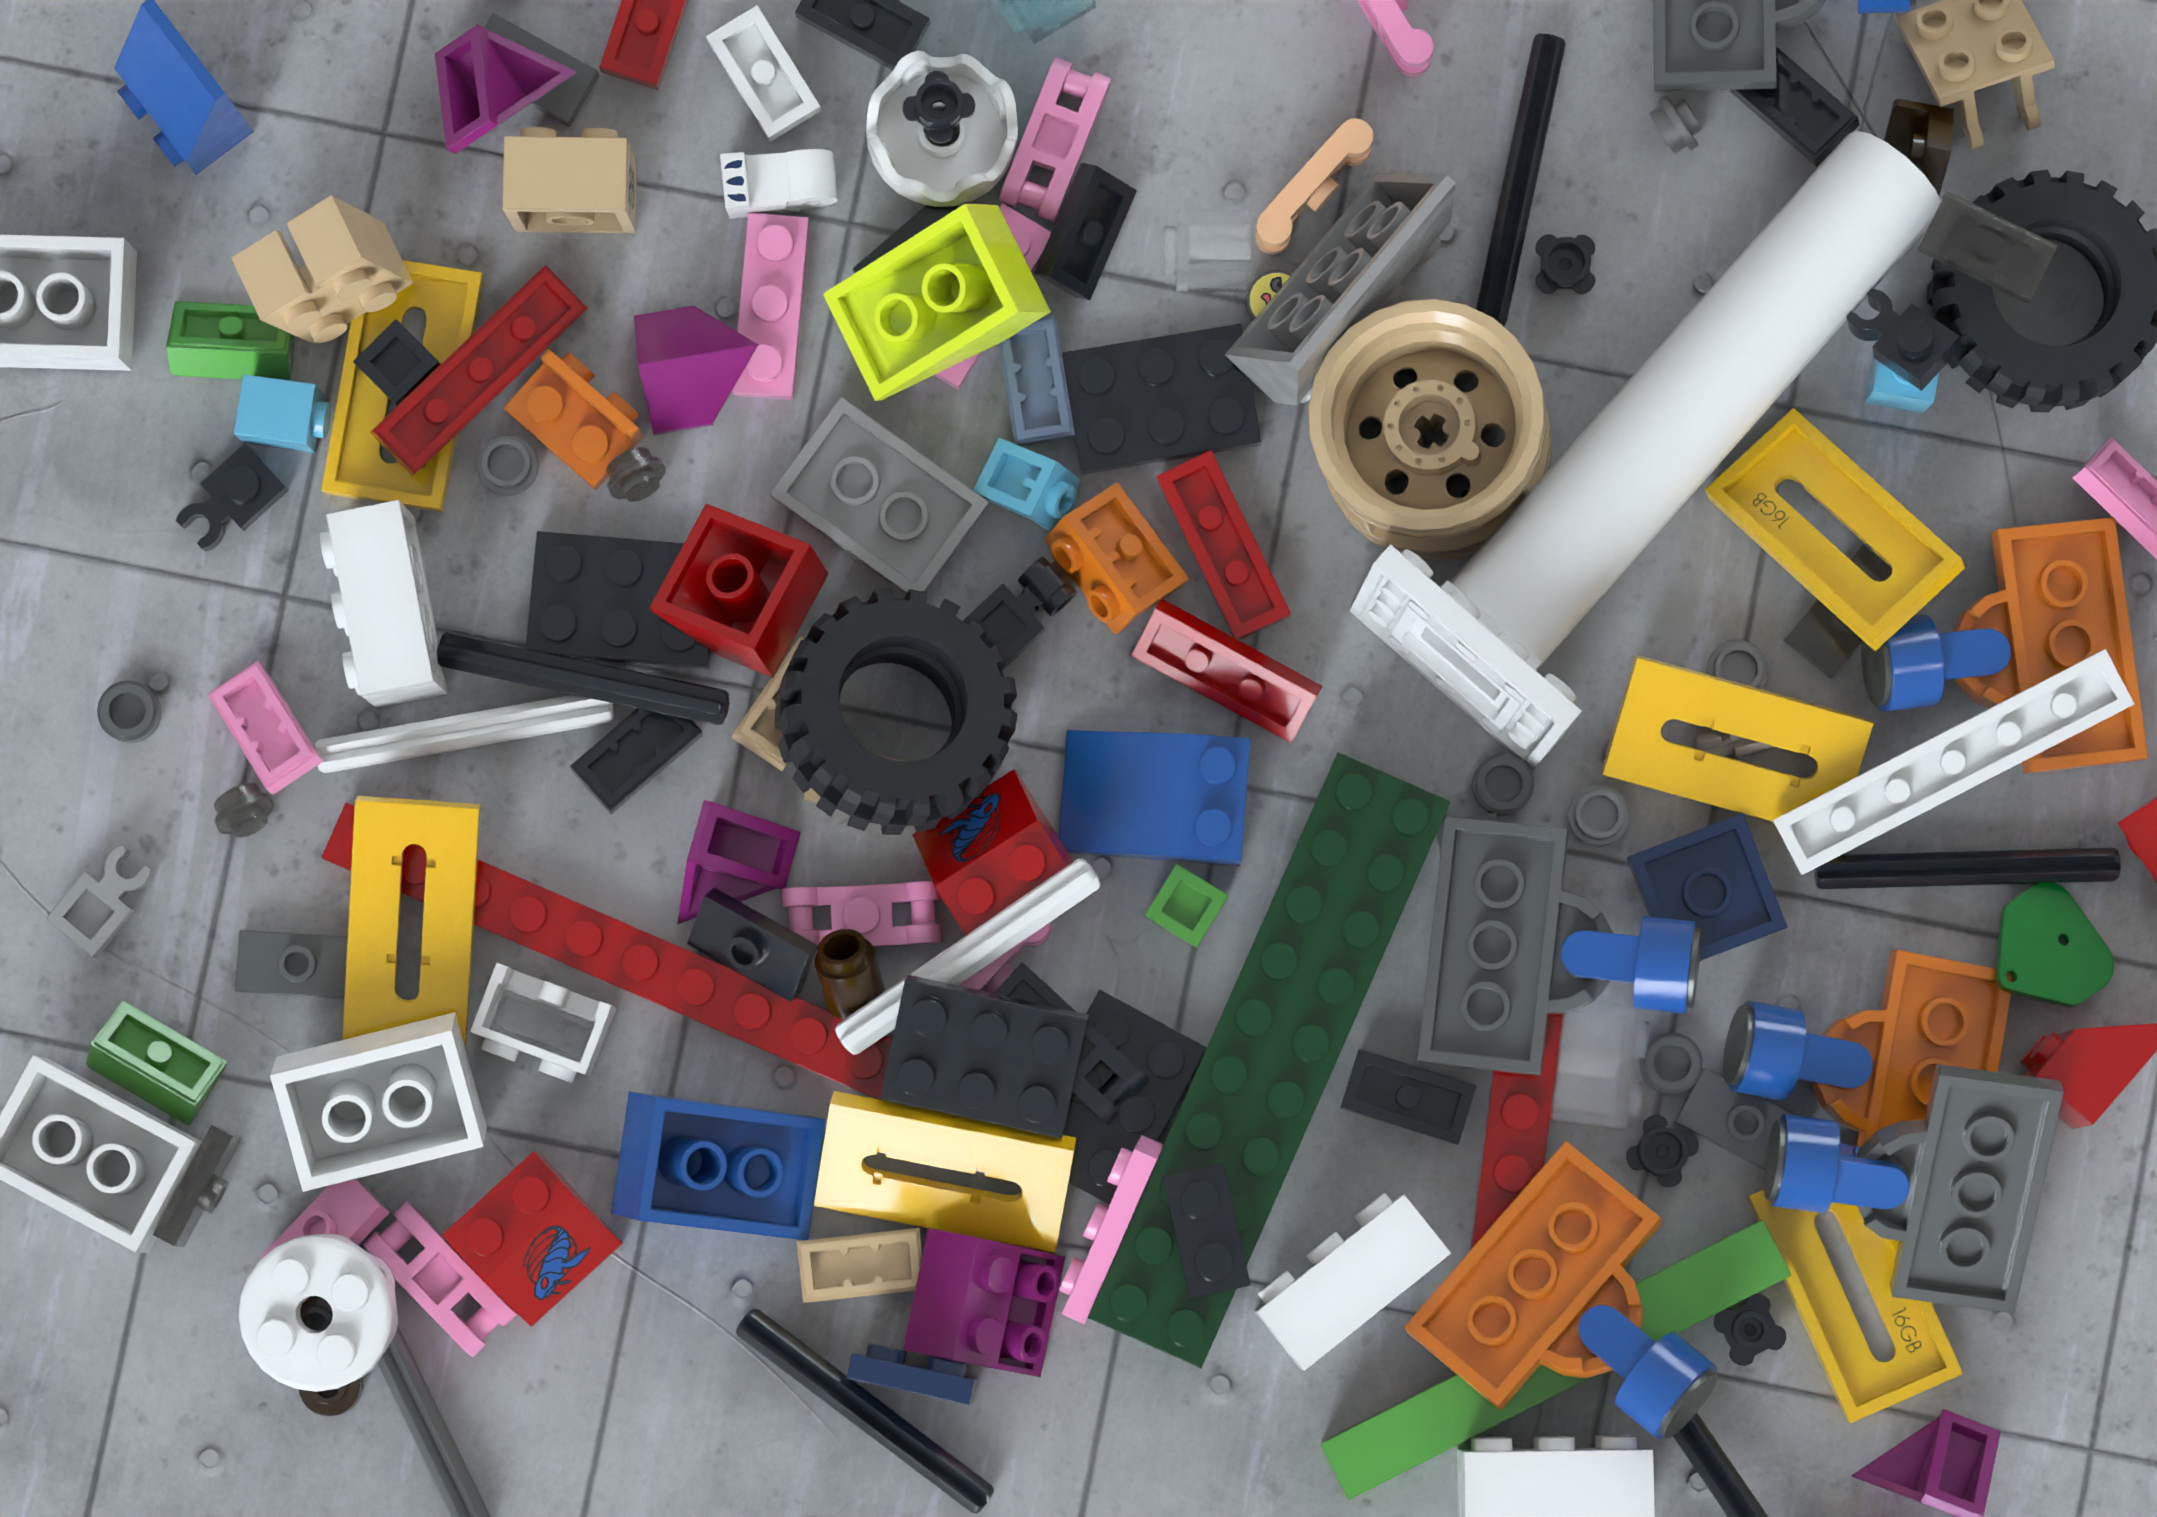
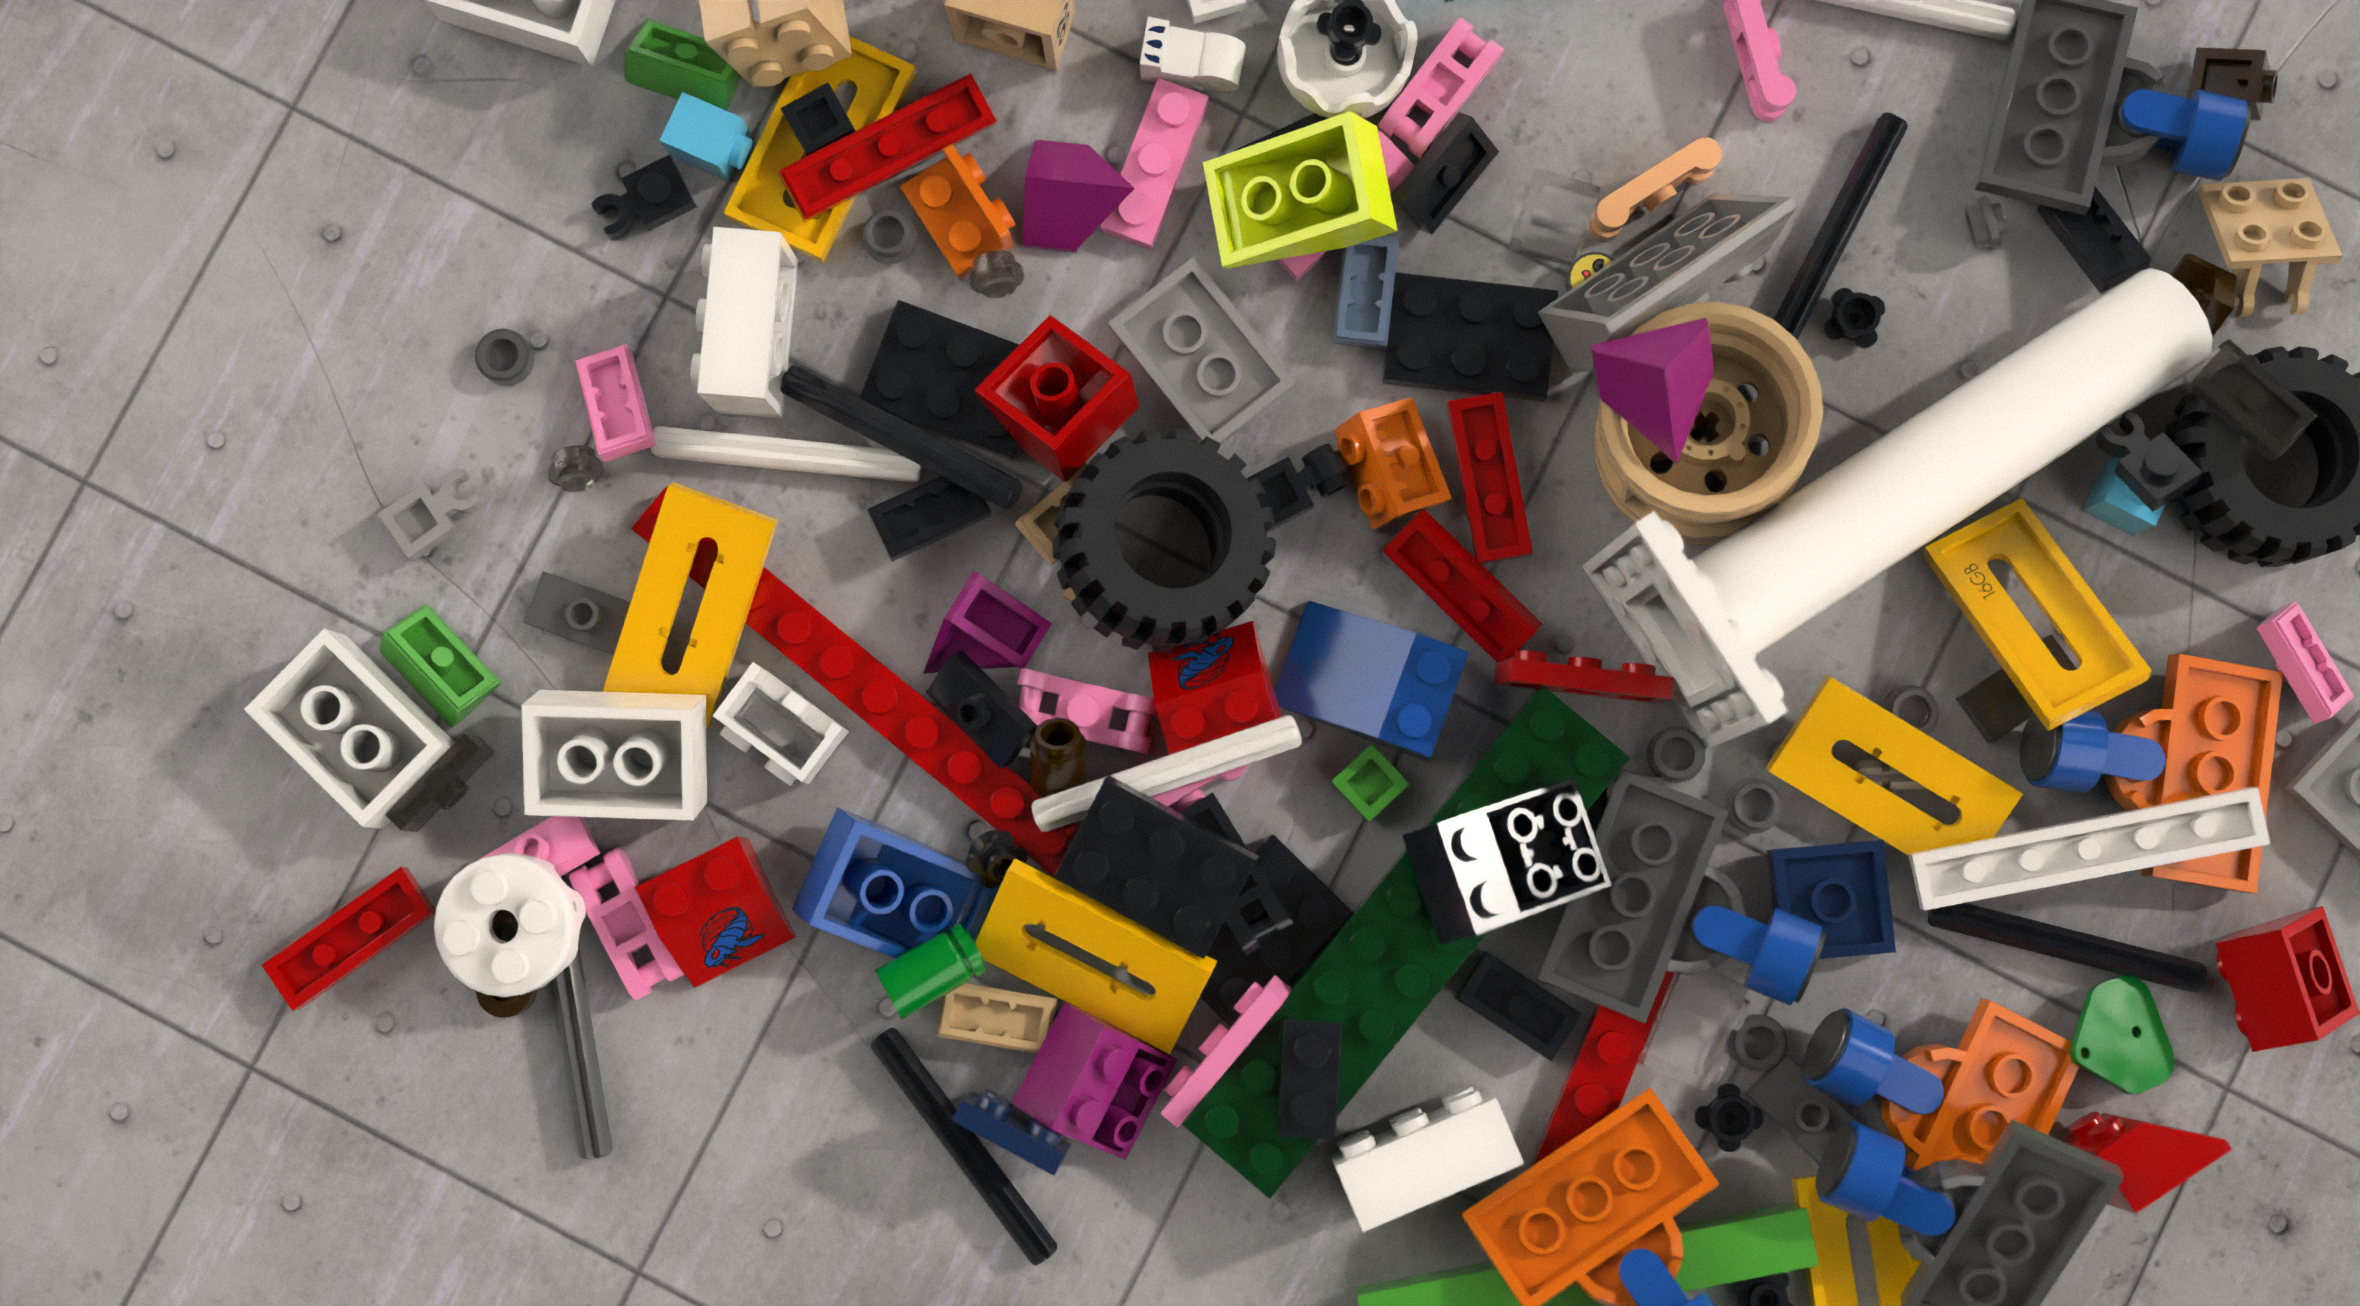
camera: 15 degrees right, 0 degrees up
(148, 1378) = (349, 938): none -> red plate
(778, 1233) = (931, 970): none -> green piece
(809, 1096) = (992, 856): none -> black plate
(1028, 484) = (1334, 377): medium azure bracket -> none
(1348, 945) = (1506, 861): none -> black slope
(1362, 404) = (1657, 380): none -> magenta slope
(1380, 730) = (1584, 677): none -> red plate

